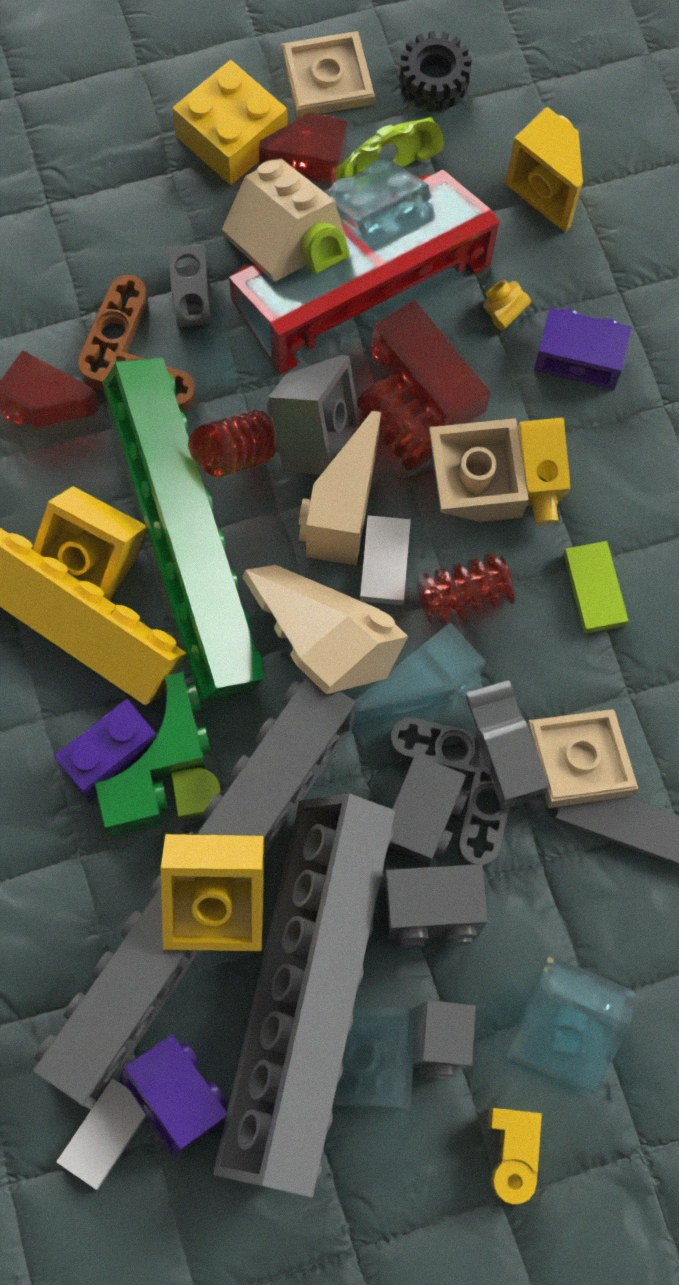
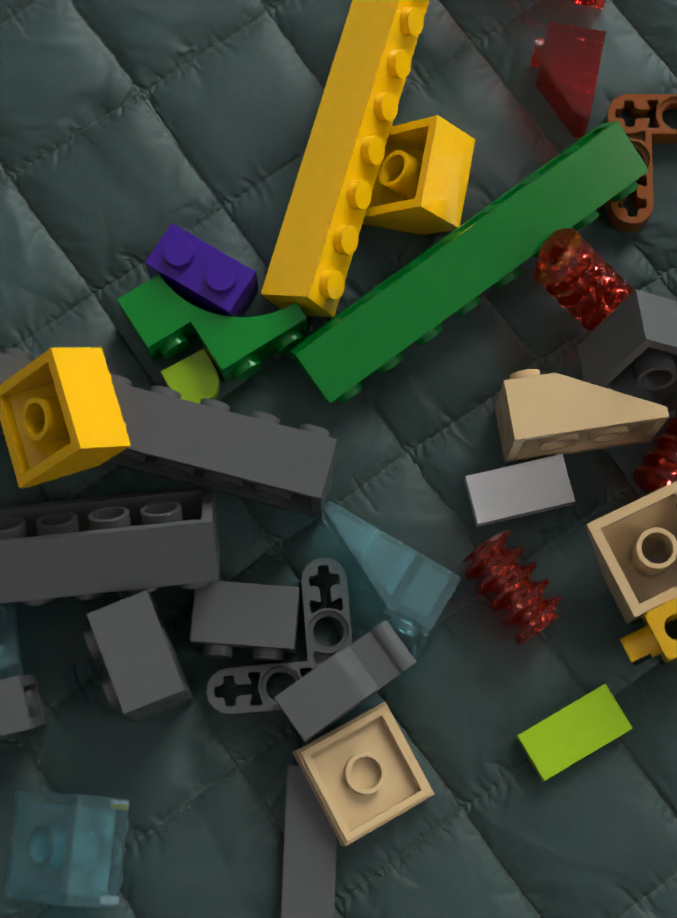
camera: 75 degrees right, 5 degrees up
(331, 634) = (399, 446): tan wedge -> none

